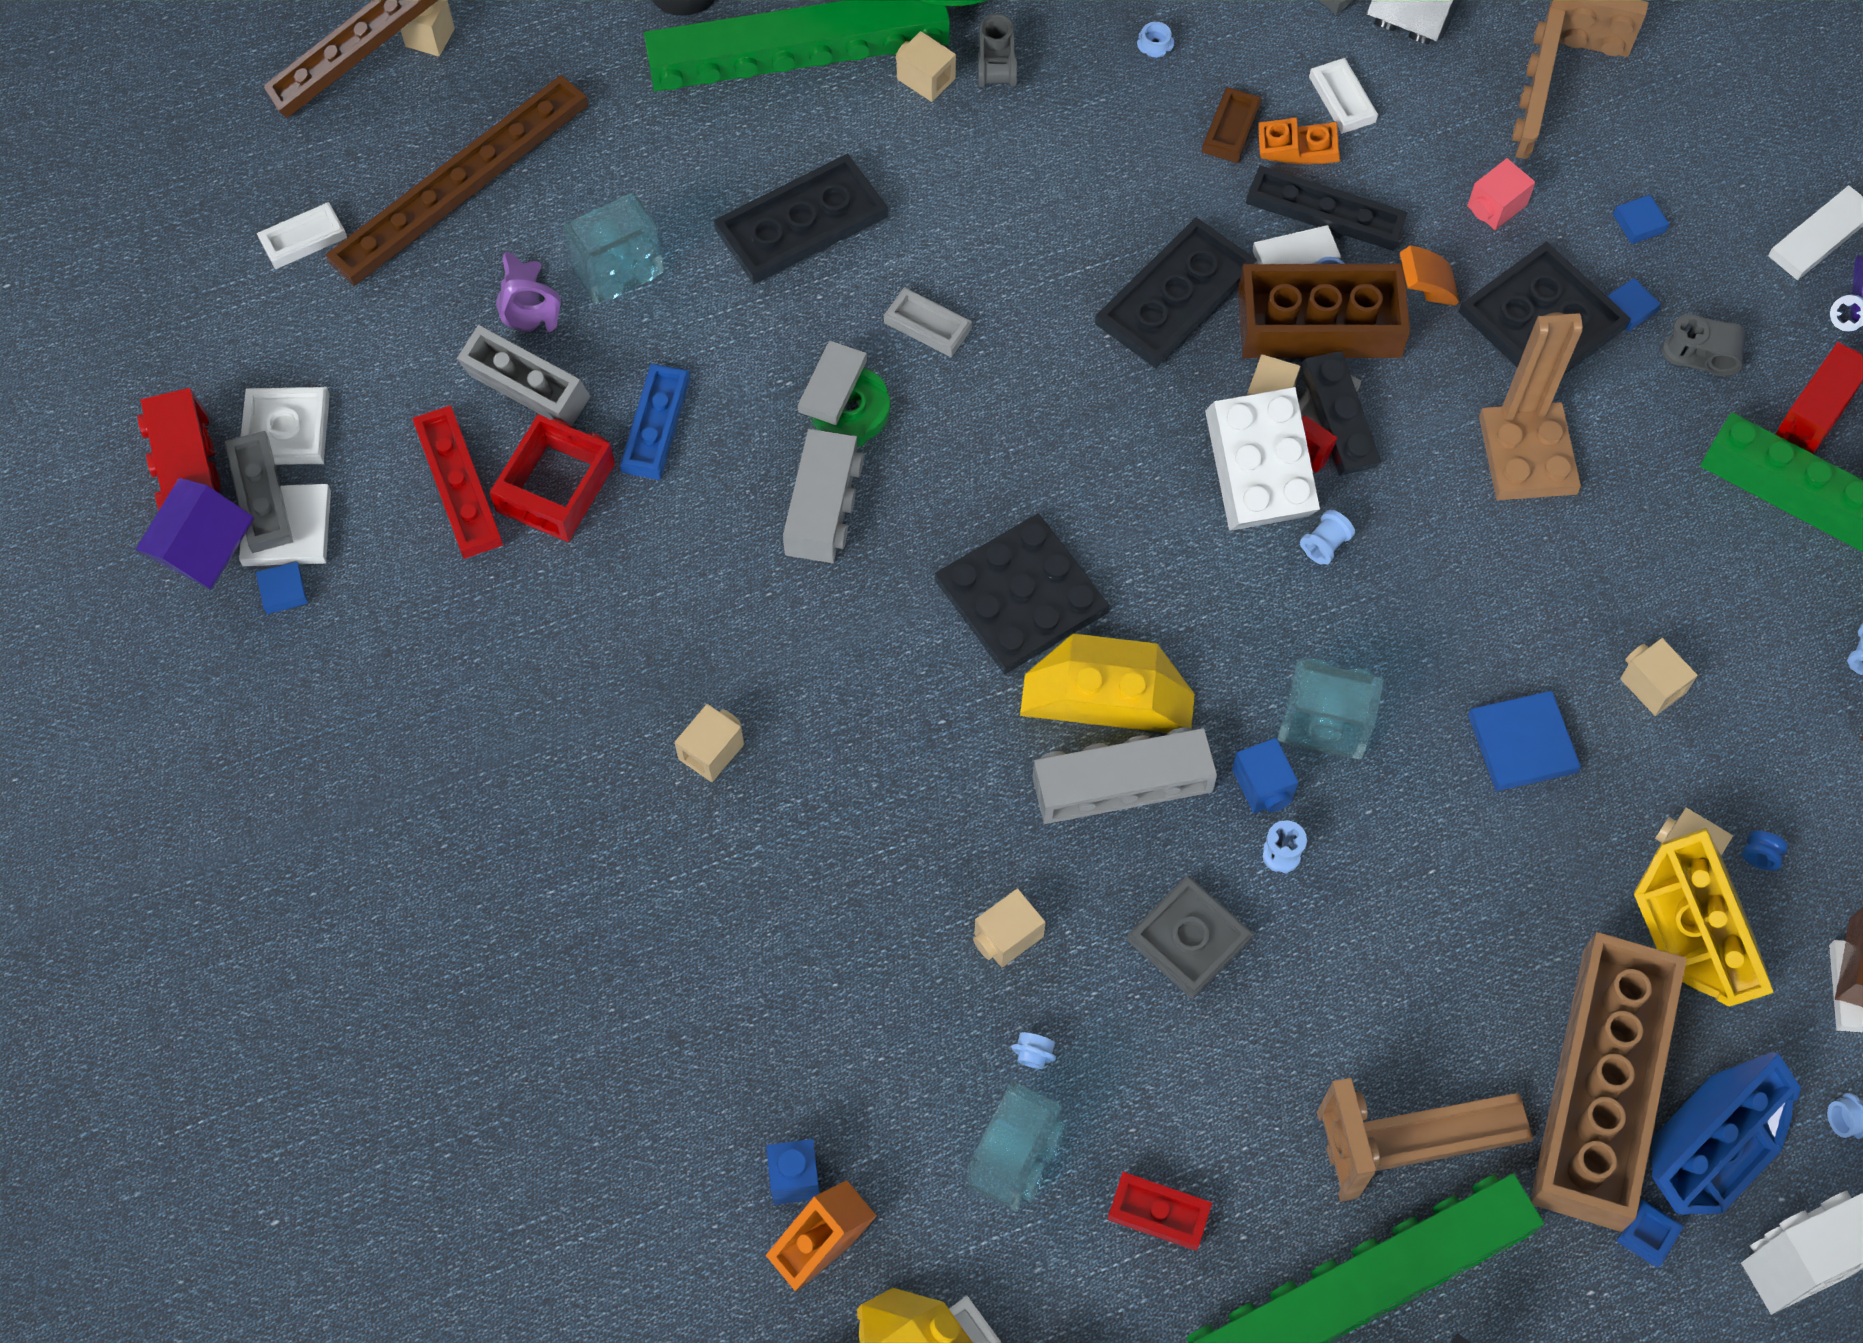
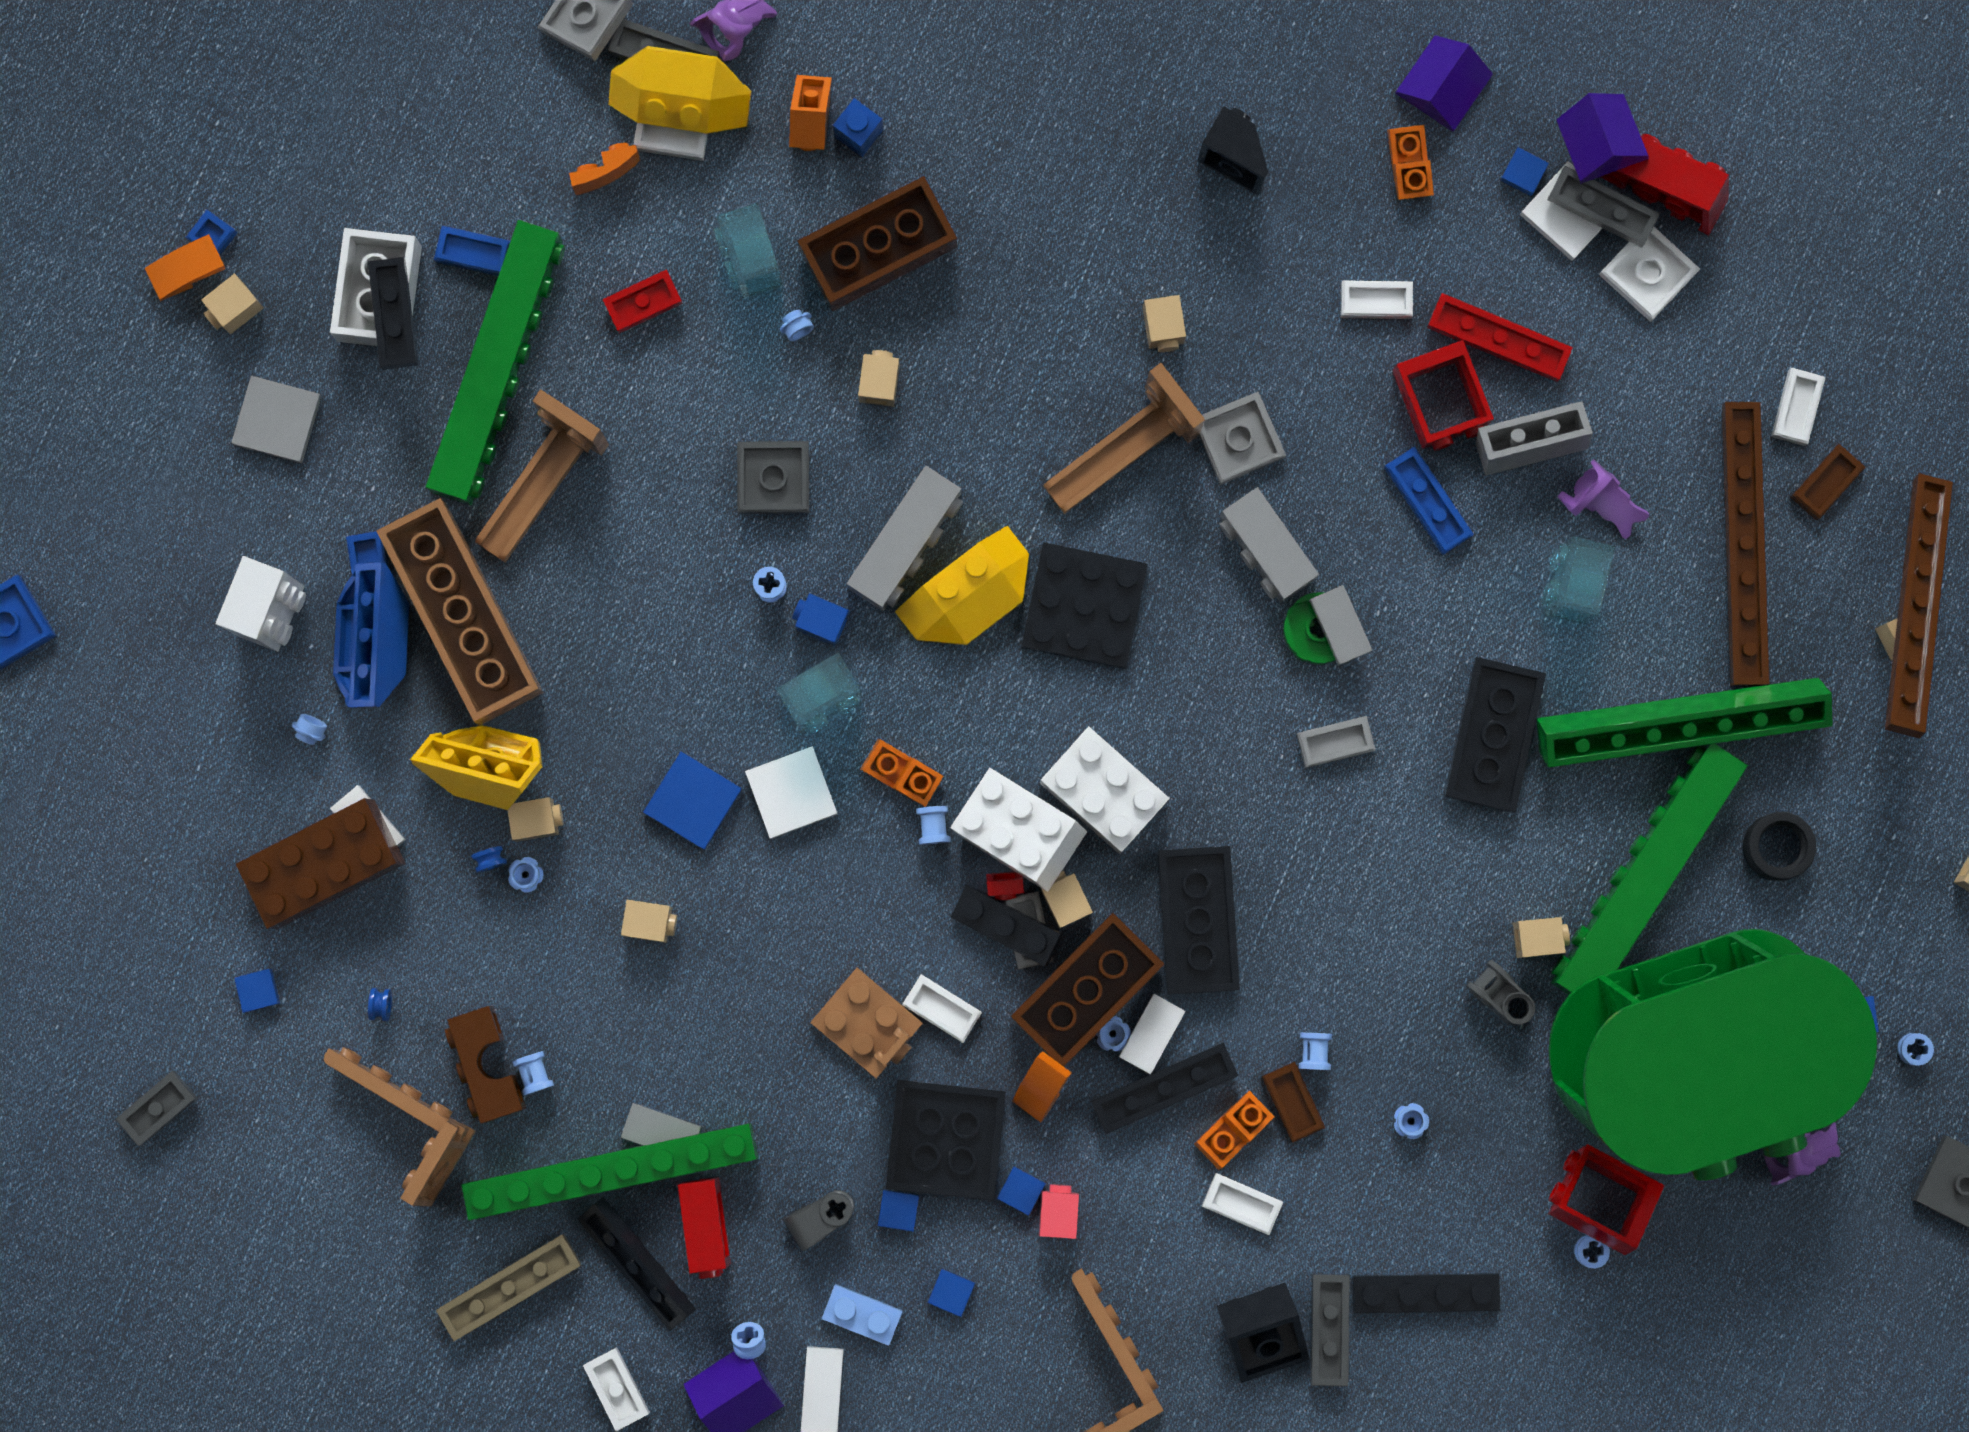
camera: 130 degrees right, 20 degrees up
(253, 720) = (1445, 81): none -> dark purple slope
(347, 169) = (1827, 482): none -> reddish brown tile
(361, 682) = (1410, 162): none -> orange slope
(488, 815) = (1235, 150): none -> black slope
(516, 603) = (1377, 299): none -> white tile
(655, 99) = (1684, 722): none -> green brick
(750, 603) = (1240, 438): none -> light grey tile
(846, 677) = (1167, 413): none -> medium nougat bracket
(888, 1042) = (877, 243): none -> reddish brown brick
(1156, 437) = (1104, 790): none -> white brick
(1179, 136) = (1315, 1051): none -> light blue bush
(1312, 603) = (901, 772): none -> orange slope
(1428, 671) = (791, 792): none -> white tile
(1453, 409) = (942, 1008): none -> white tile
(1513, 238) = (1021, 1190): none -> blue tile
(1731, 262) = (862, 1314): none -> light blue plate
(1744, 803) = (525, 884): none -> light blue plate
(1794, 530) = (651, 1126): none -> light grey tile

